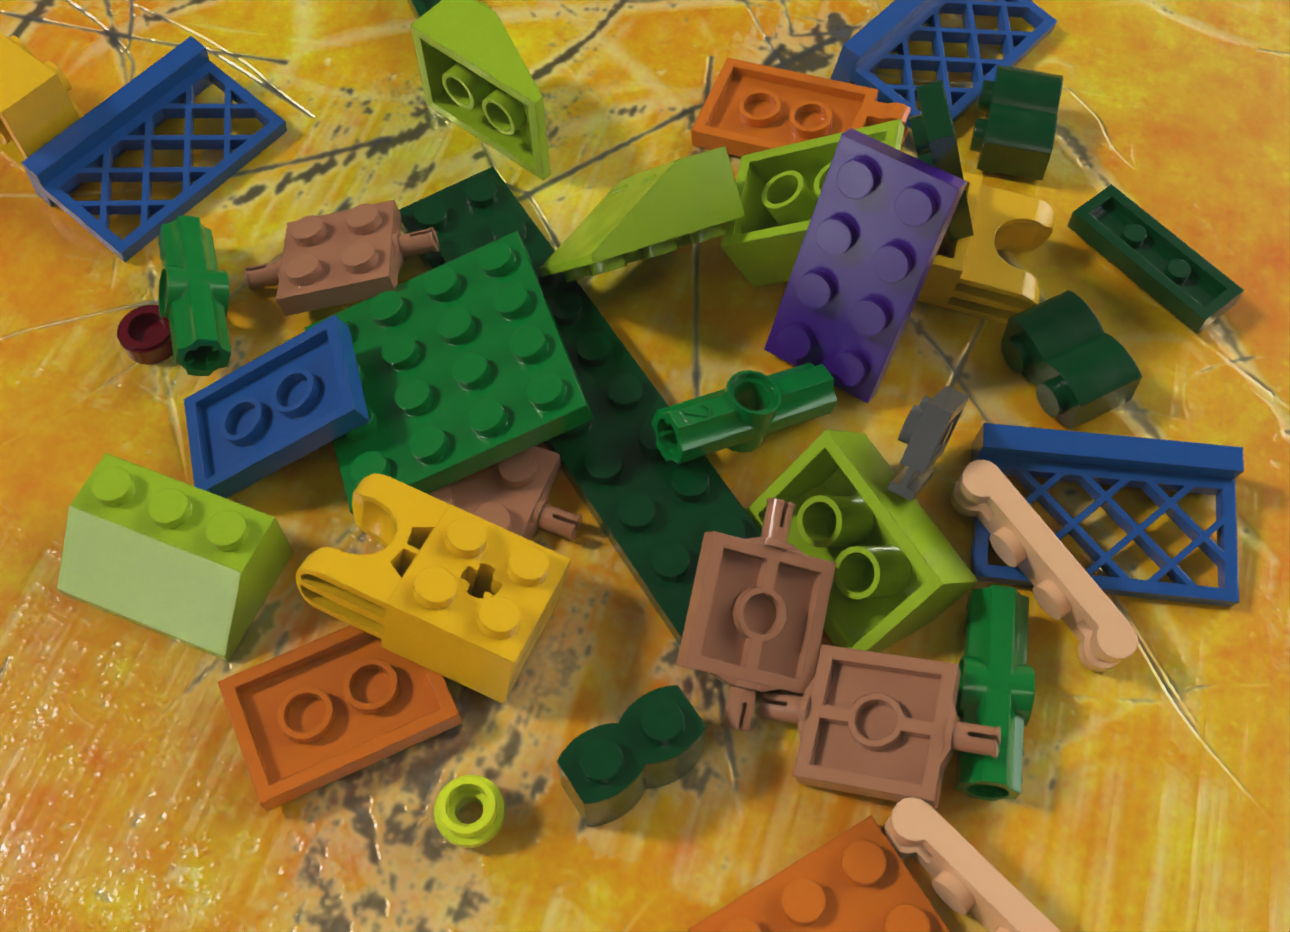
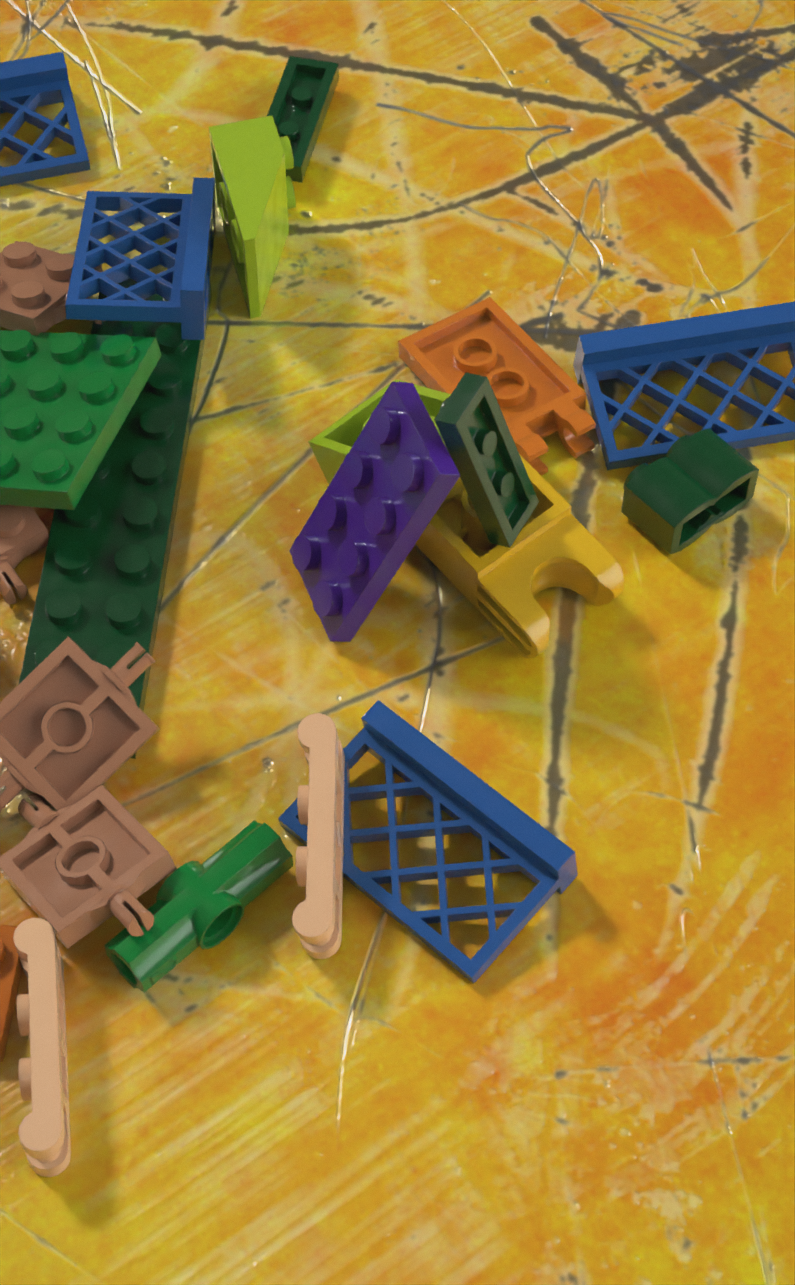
camera: 35 degrees right, 5 degrees down
(468, 143) = (185, 257): none -> blue fence
(652, 216) = (286, 380): lime slope -> none
(743, 412) = (234, 587): green piece -> none
(888, 553) = (215, 734): lime slope -> none
(927, 435) = (311, 679): dark grey plate -> none
(1069, 359) = (521, 705): dark green brick -> none
(1155, 258) = (693, 673): dark green plate -> none

